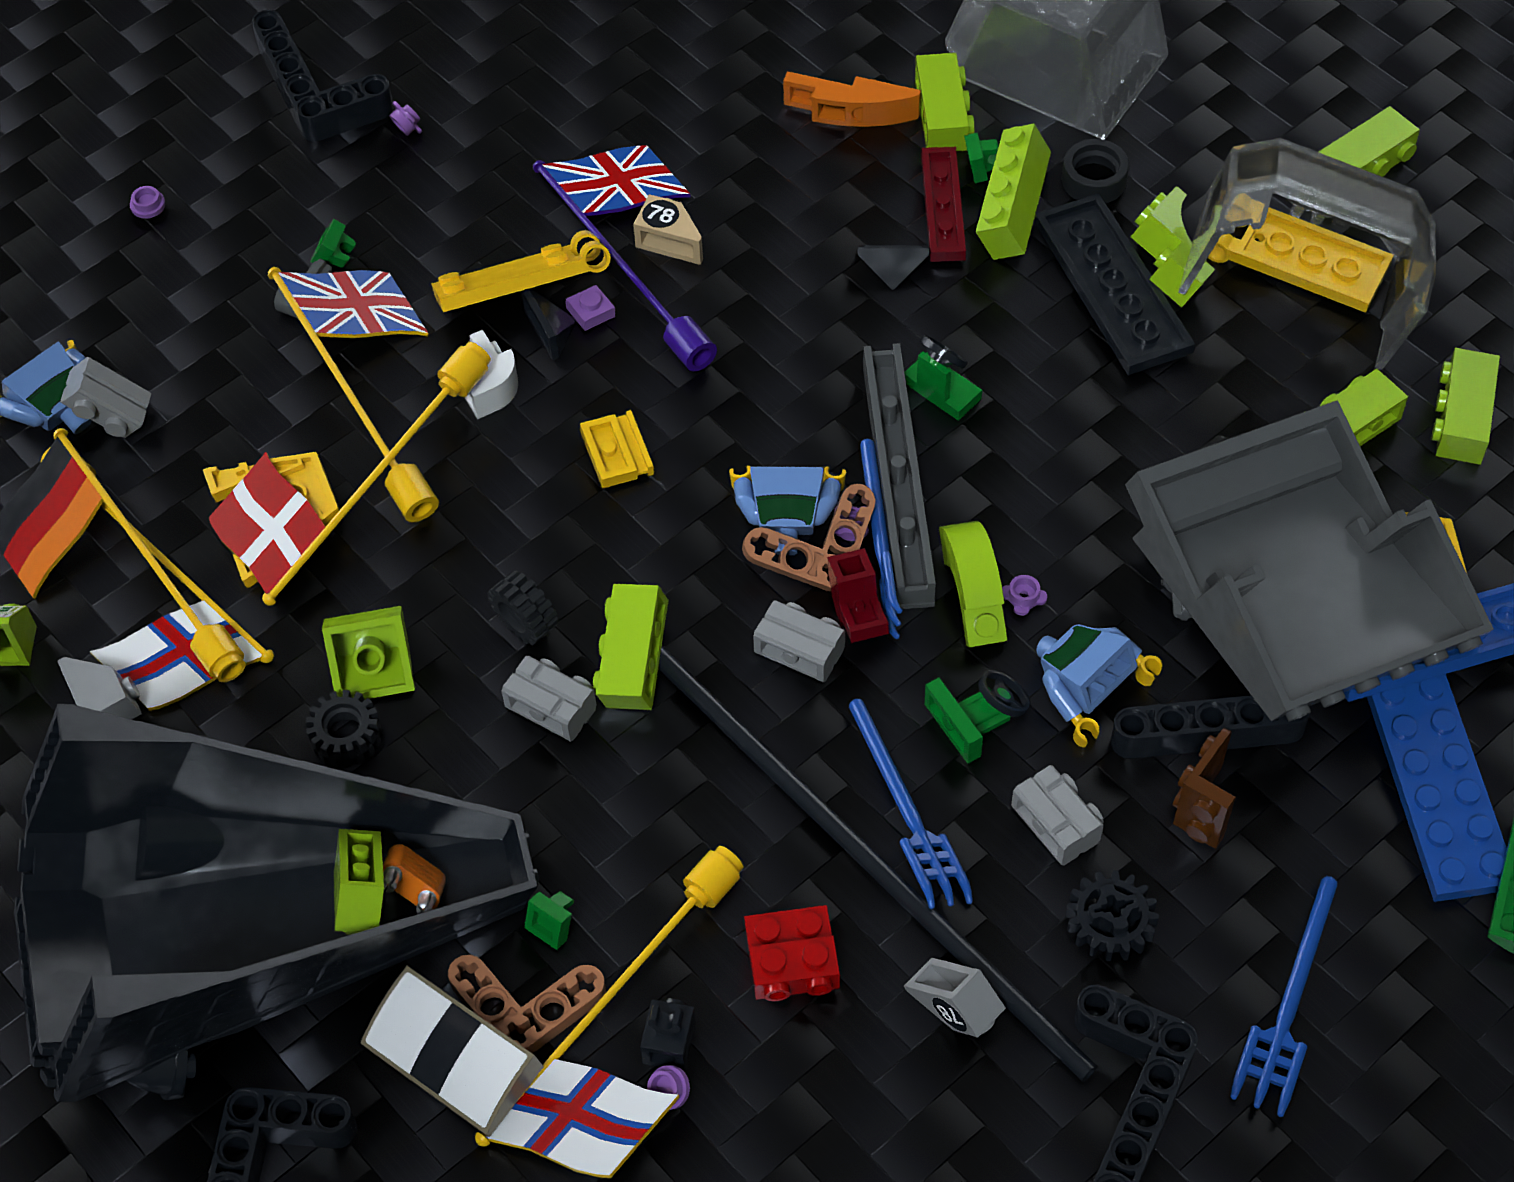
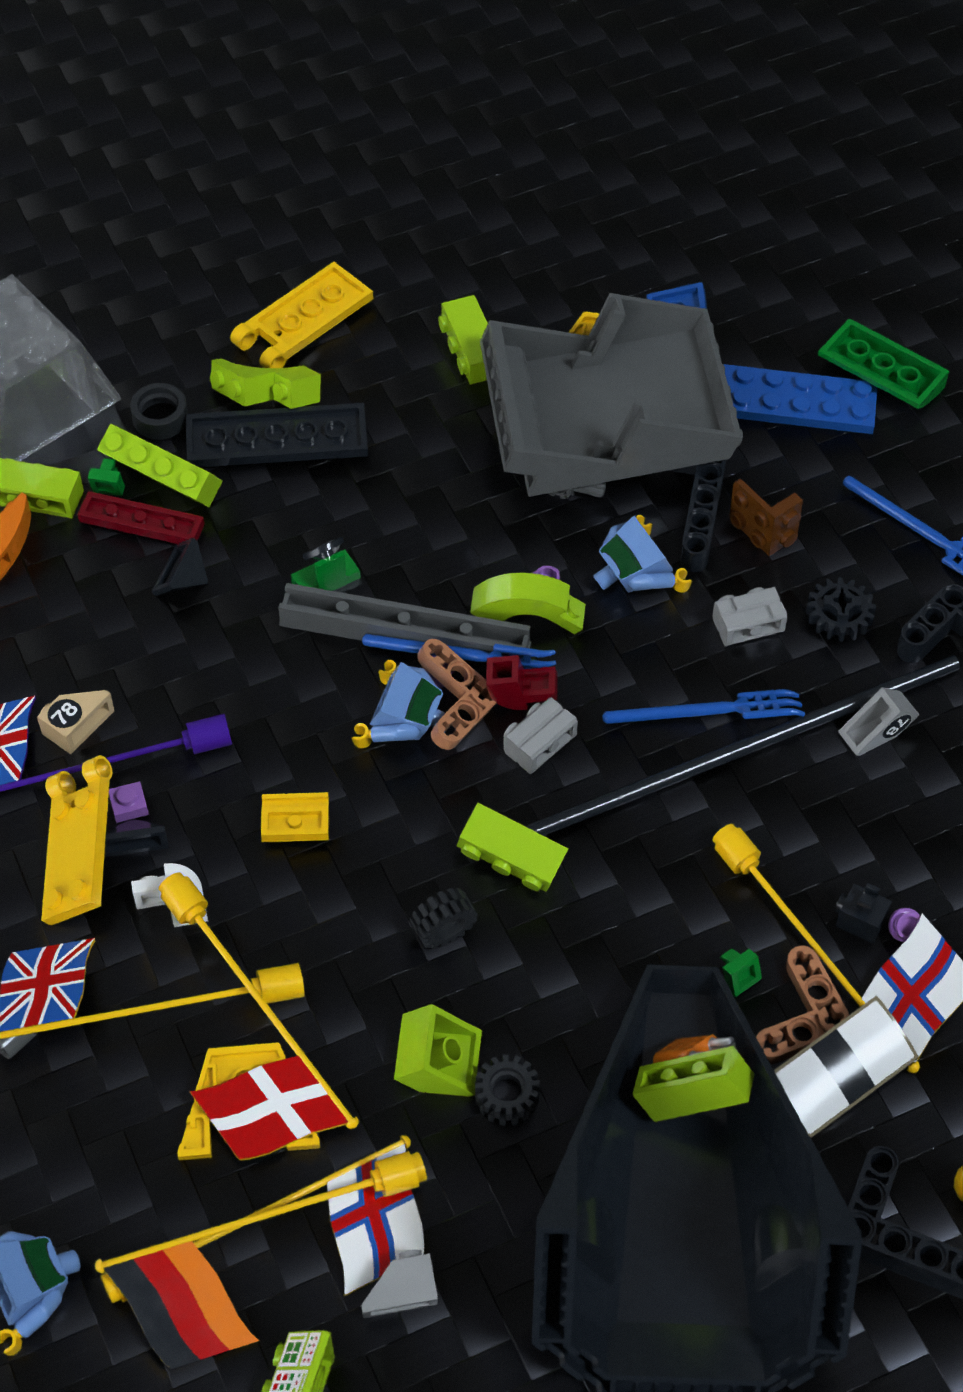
camera: 75 degrees left, 0 degrees up
(105, 398) = (69, 1220): light grey brick -> none
(549, 697) = (532, 923): light grey brick -> none
(792, 953) = (813, 816): red plate -> none
(976, 715) = (640, 647): green piece -> none
(1334, 191) = (294, 294): clear windscreen -> none
(1377, 143) = (228, 245): lime brick -> none
(1466, 405) = (487, 270): lime brick -> none

